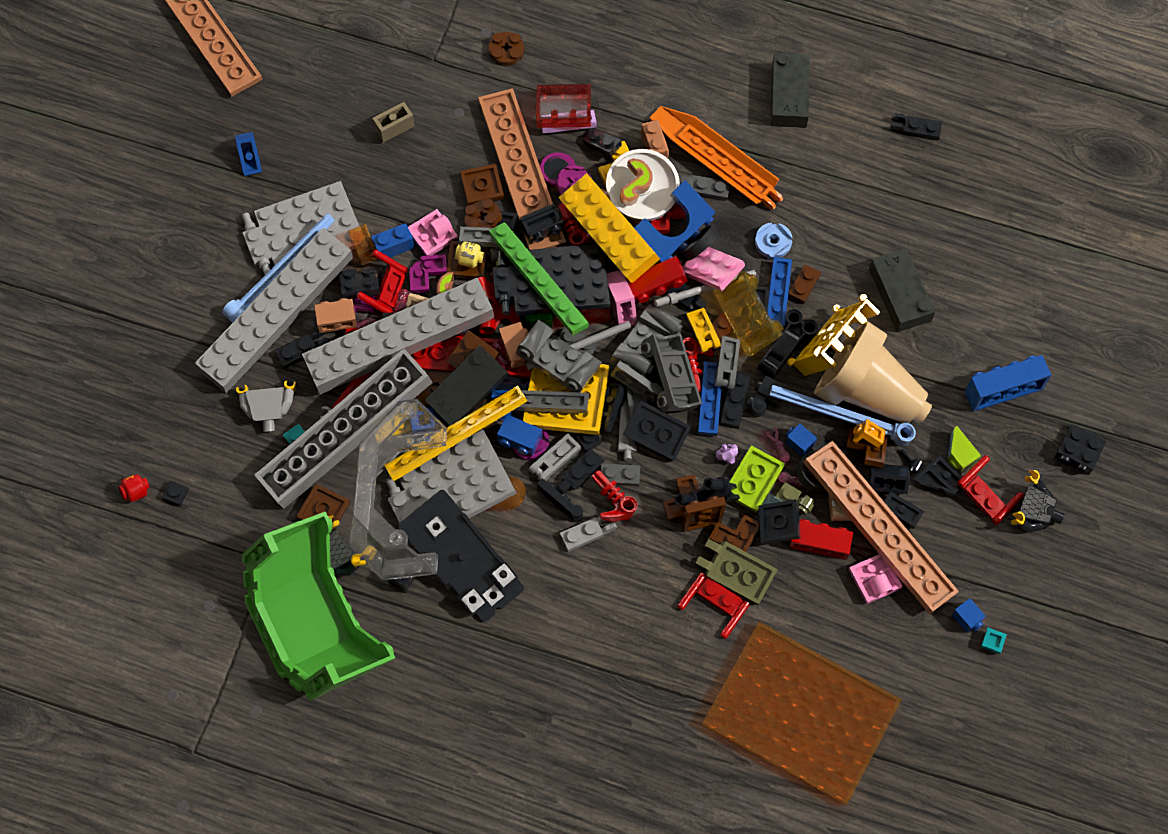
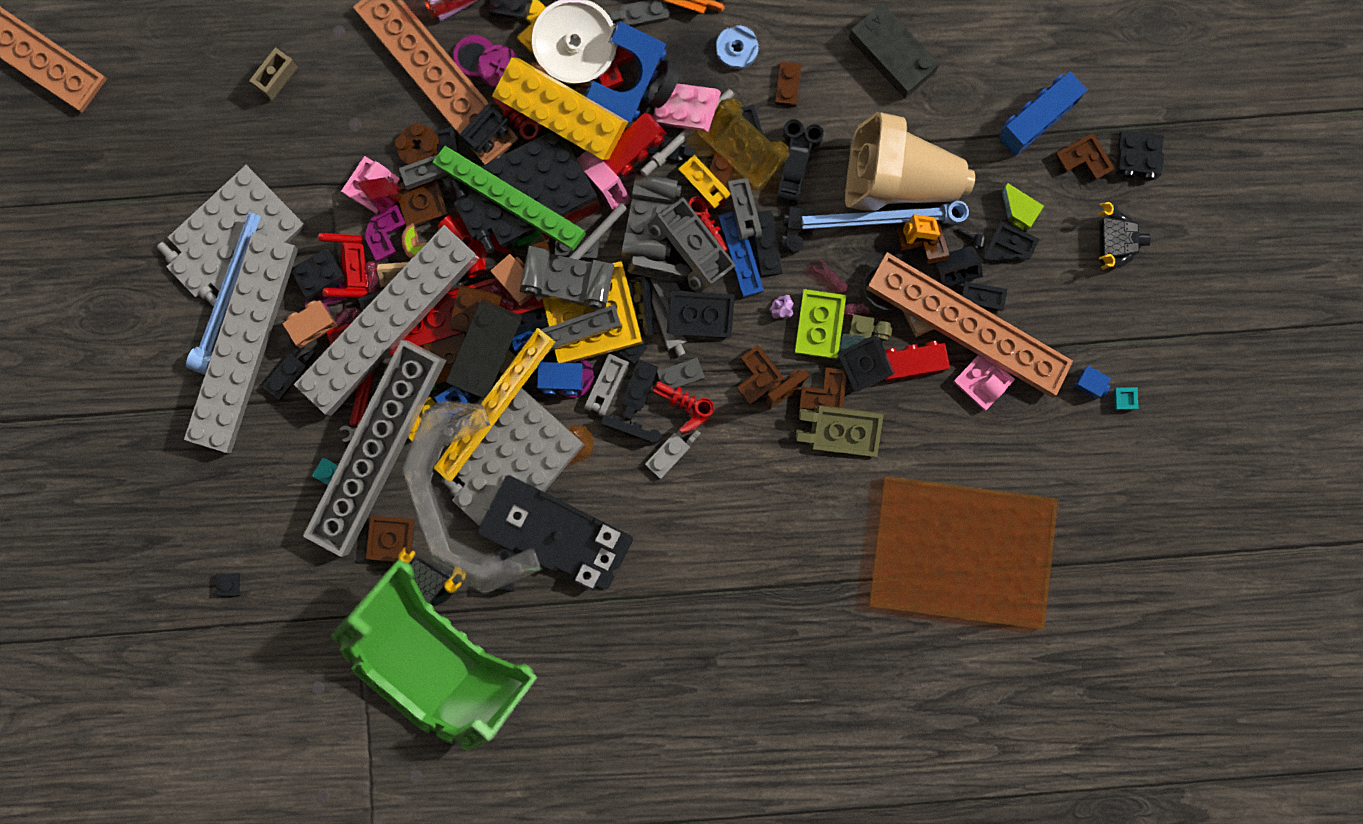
camera: 20 degrees left, 15 degrees up
(133, 488) = (182, 598): red head -> none
(248, 153) = (131, 173): blue slope -> none
(266, 404) = (280, 450): light grey torso -> none
(362, 244) = (302, 229): clear orange plate -> none
(394, 241) = (334, 213): blue brick -> none
(437, 237) = (381, 193): none -> dark red slope
(469, 254) = (422, 197): light yellow head -> none
(482, 184) = (400, 107): reddish brown plate -> none
(639, 185) = (572, 44): nougat animal -> none
(711, 487) = (782, 366): black connector -> none
(718, 597) = (833, 465): red plate -> none
(779, 289) = (765, 102): blue plate -> none
(800, 439) = (851, 262): blue brick -> none
(814, 356) = (857, 106): yellow window -> none
(984, 496) = (1060, 246): red plate -> none
(1034, 428) = (1088, 152): none -> reddish brown plate

